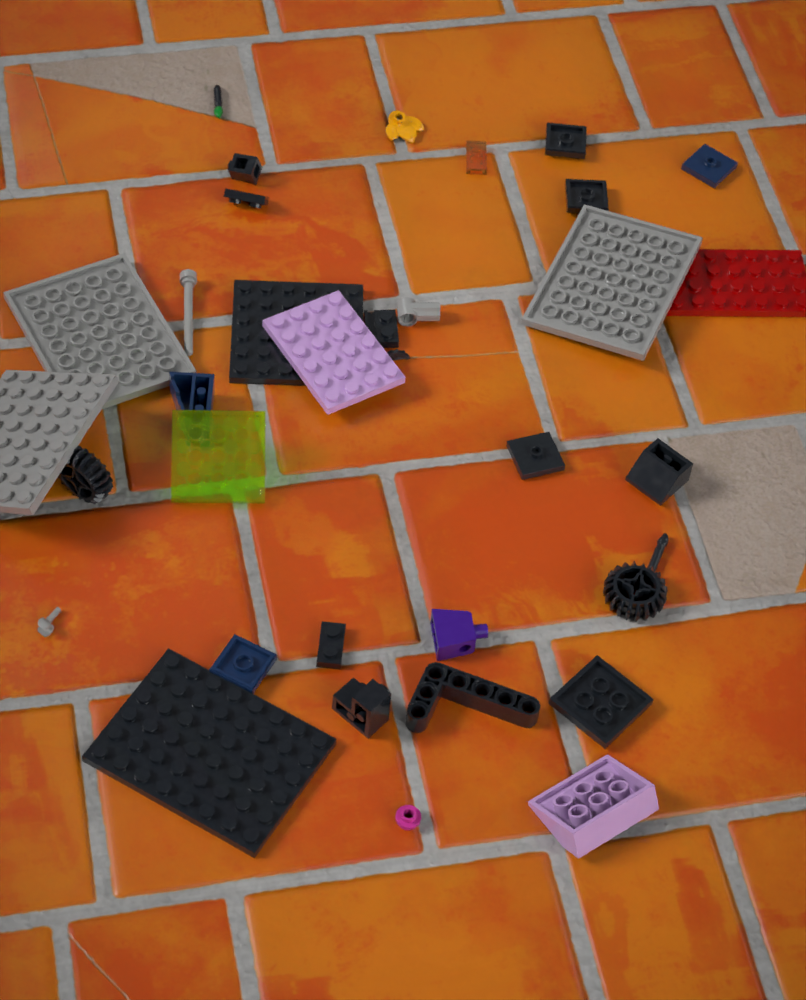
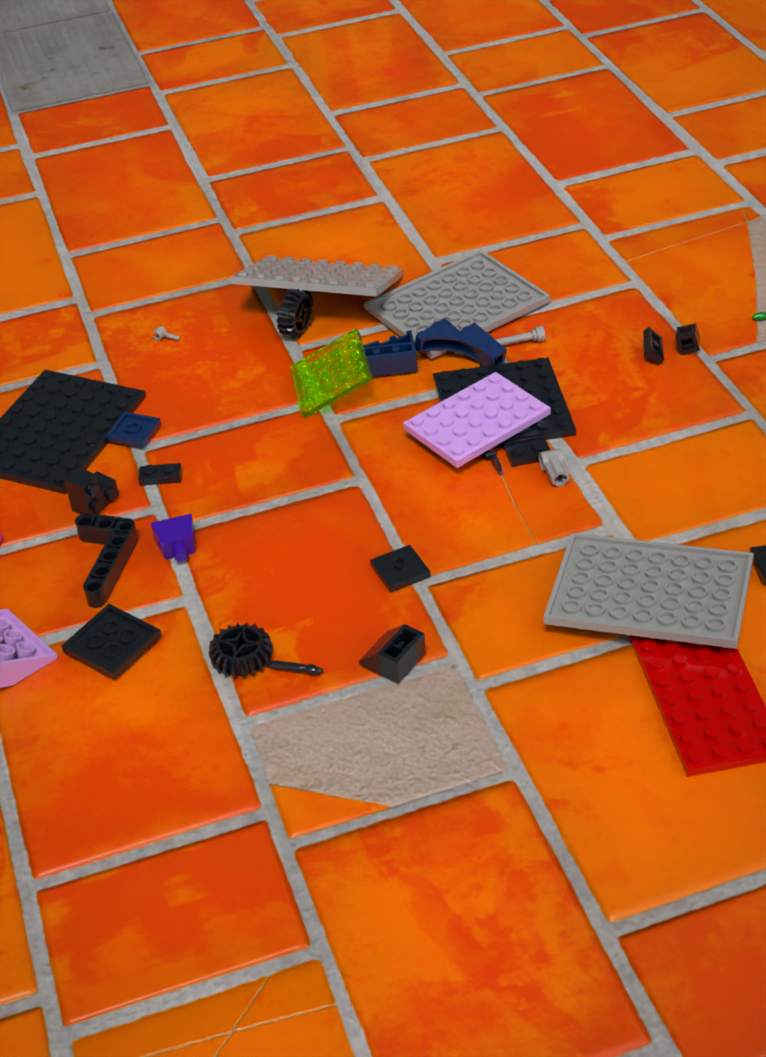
camera: 90 degrees right, 10 degrees down
(194, 332) = (470, 341): none -> dark blue arch

